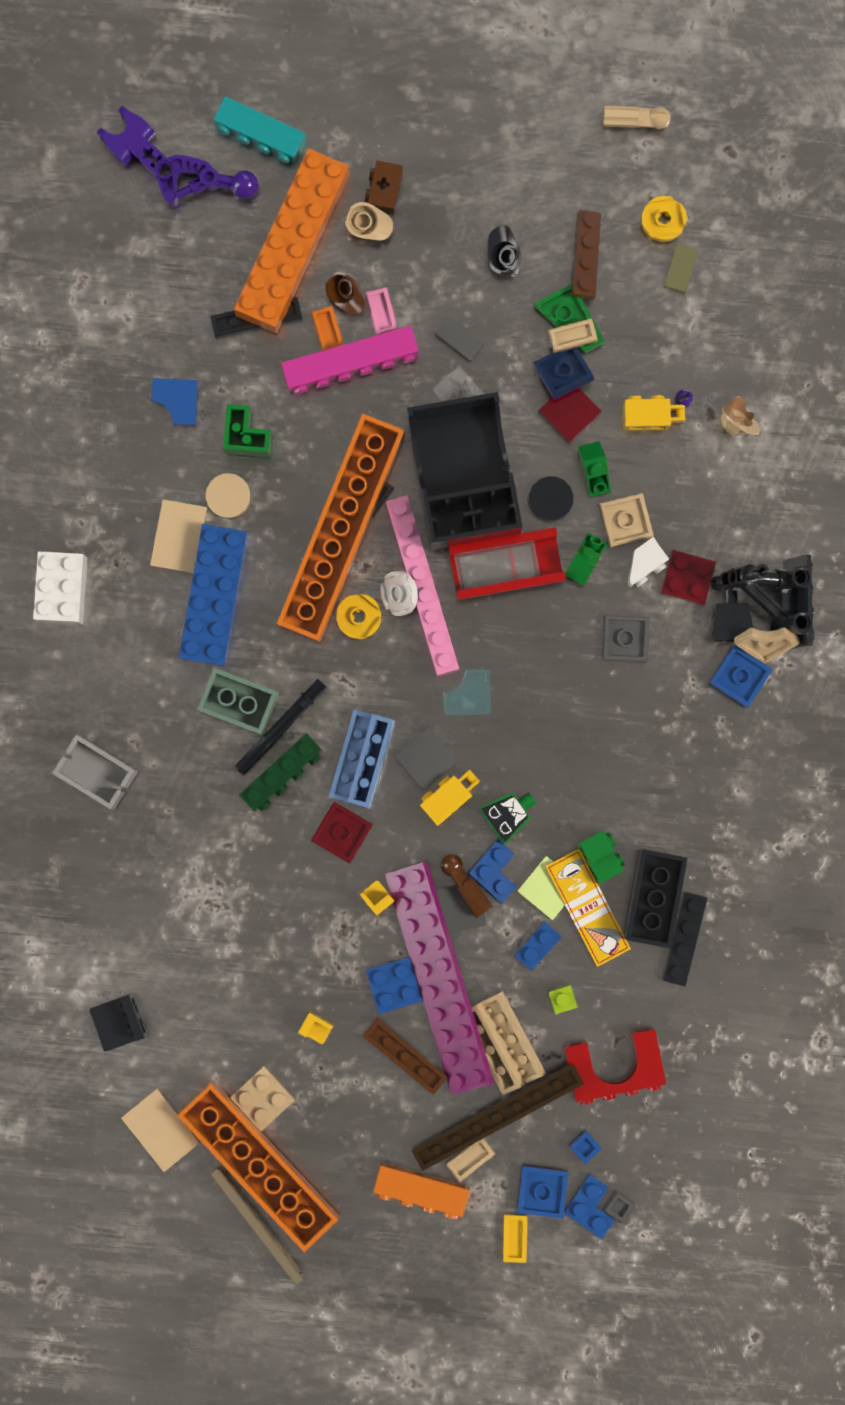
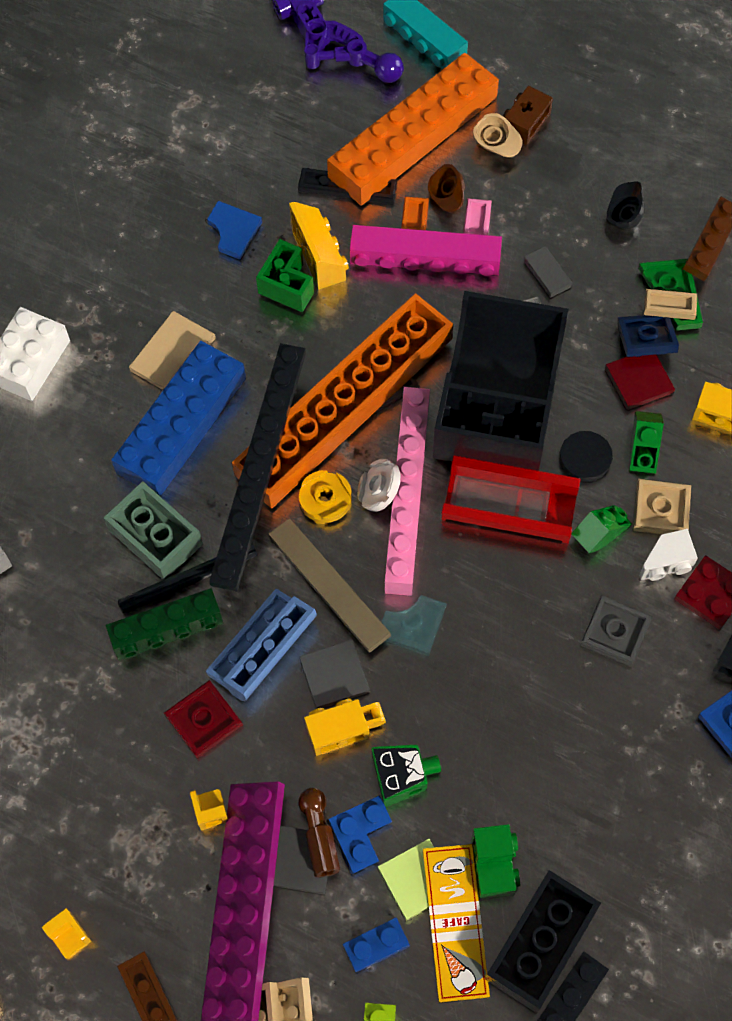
camera: 25 degrees right, 20 degrees down
(228, 495) = (242, 332): tan tile -> none
(259, 391) = (317, 245): none -> yellow slope
(300, 617) = (257, 468): none -> black plate
(392, 689) = (329, 585): none -> dark tan tile
(394, 985) = (182, 922): blue plate -> none

